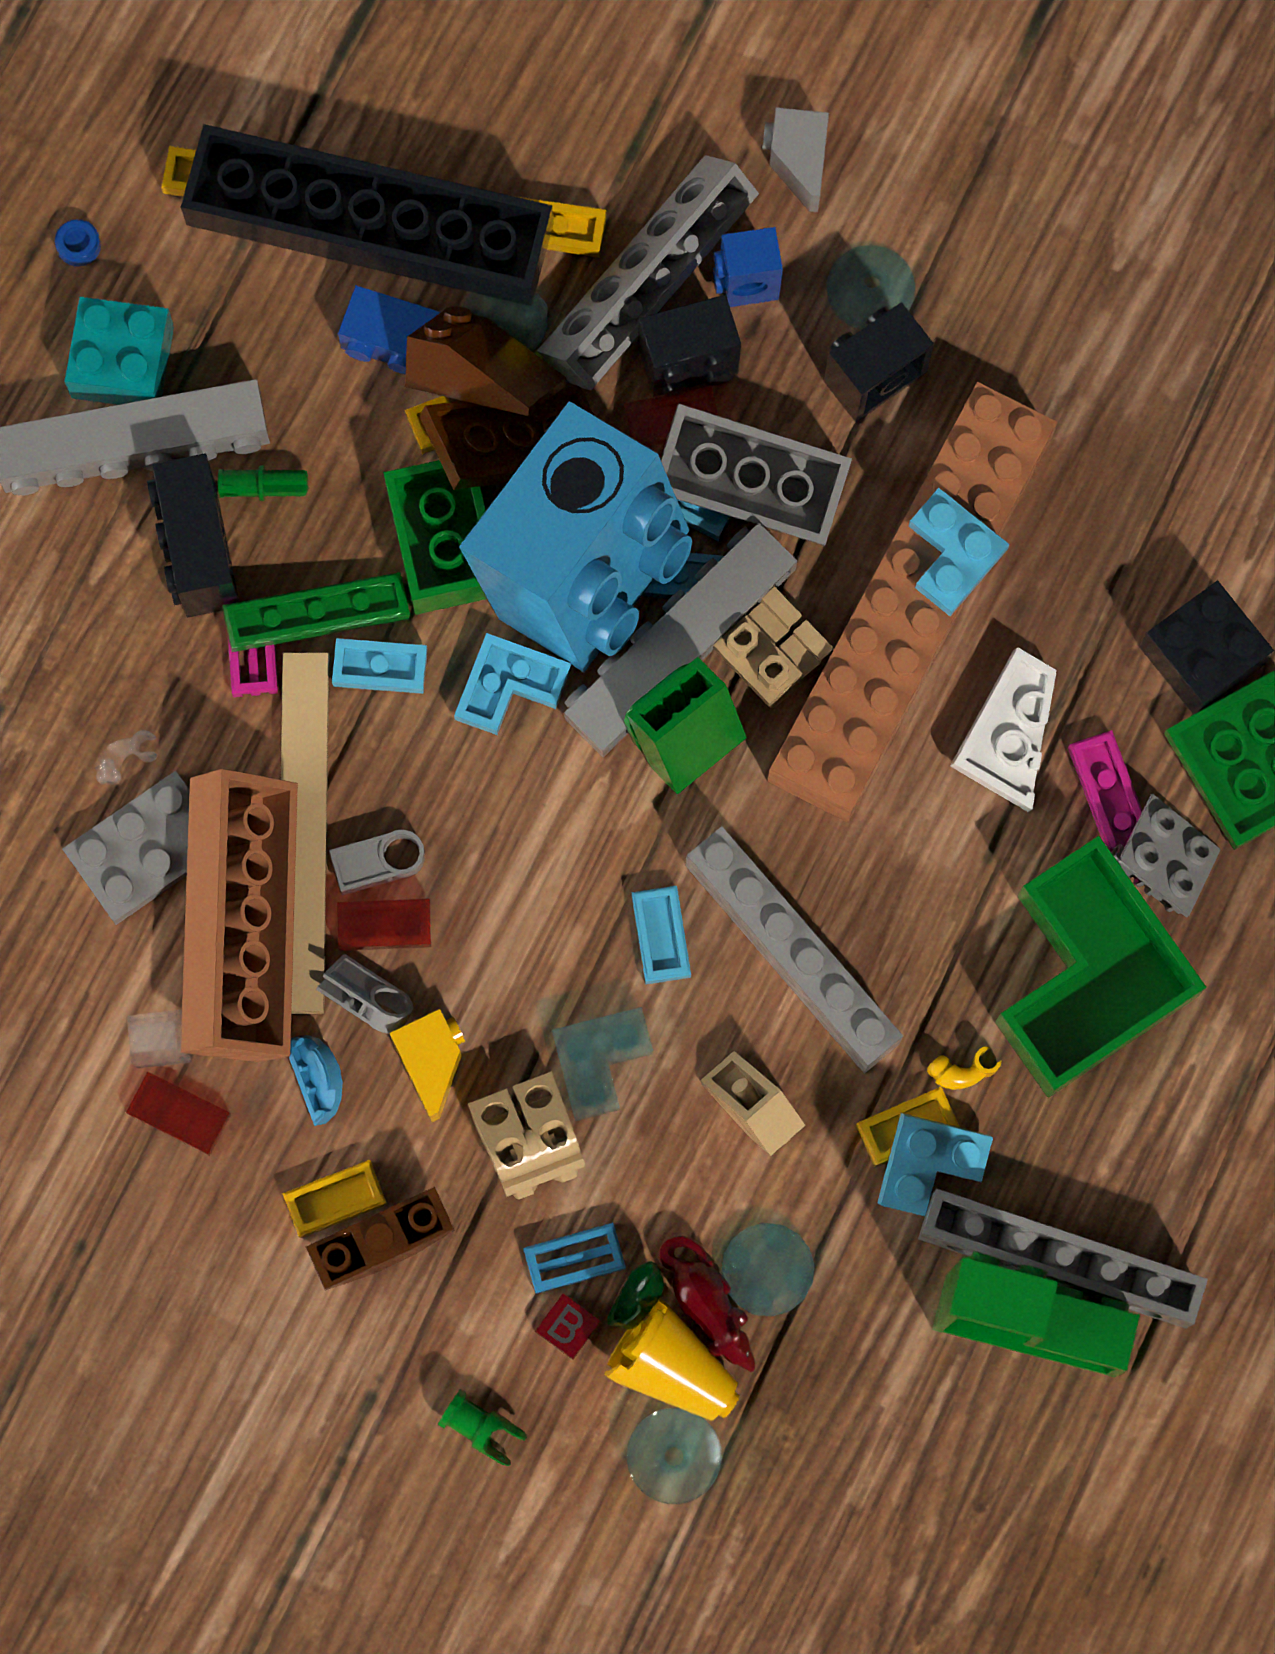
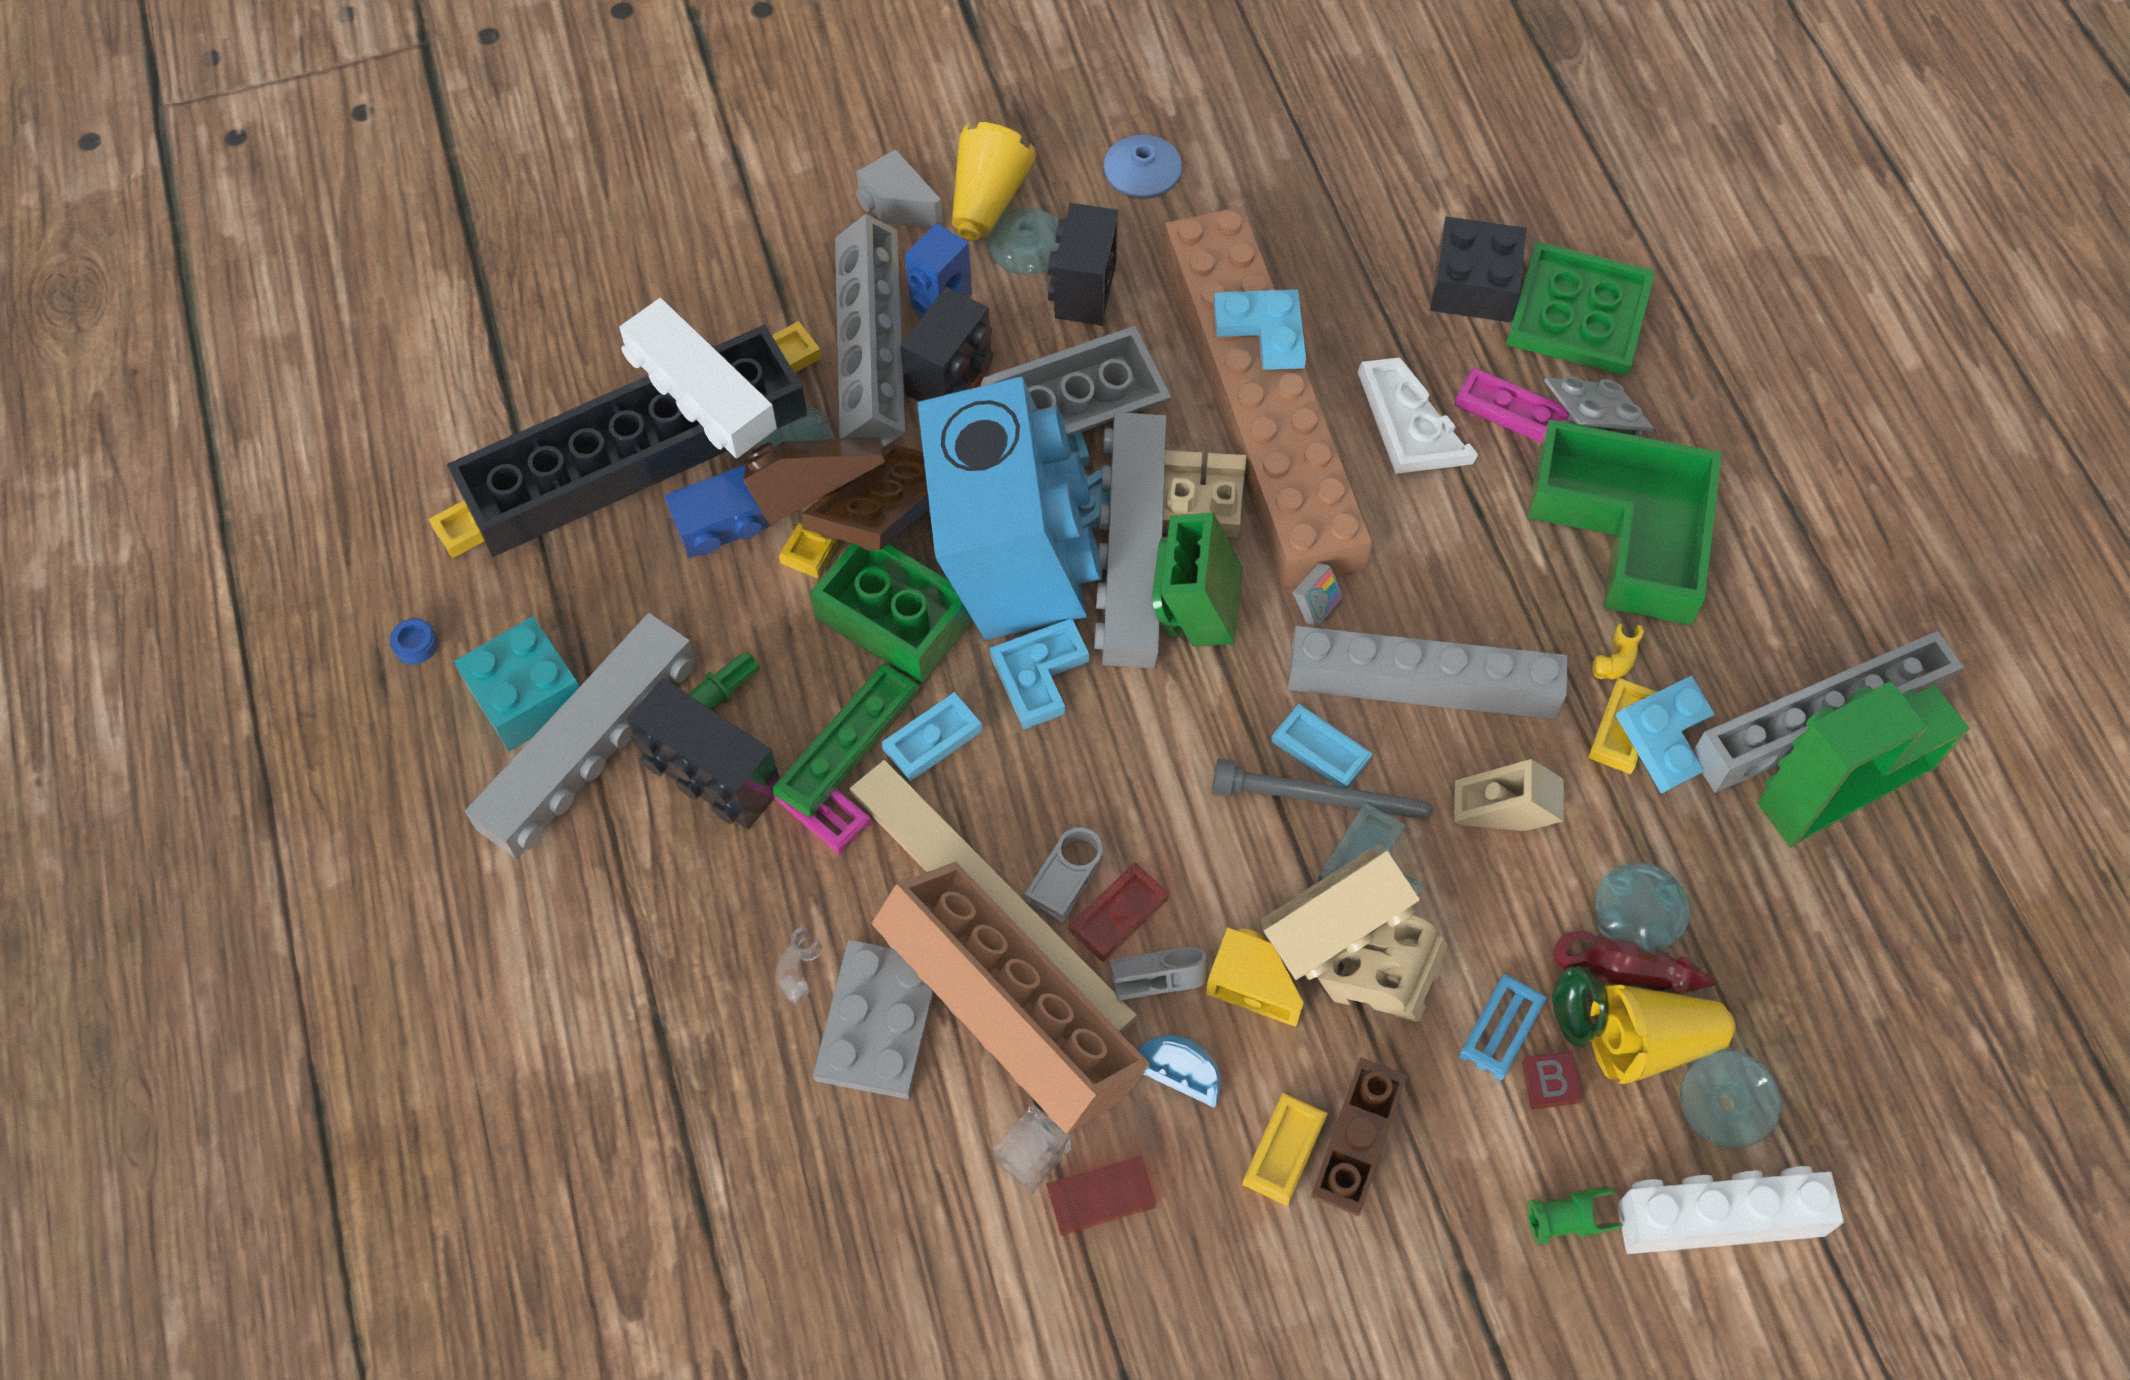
camera: 40 degrees left, 15 degrees down
(447, 216) = (697, 378): none -> white brick
(523, 1071) = (1340, 912): none -> tan slope
(567, 900) = (1233, 779): none -> dark grey piece
(587, 1527) = (1729, 1211): none -> white brick
(778, 812) = (1318, 594): none -> light grey tile
(877, 208) = (987, 177): none -> yellow cone
(1033, 317) = (1142, 166): none -> medium blue dish

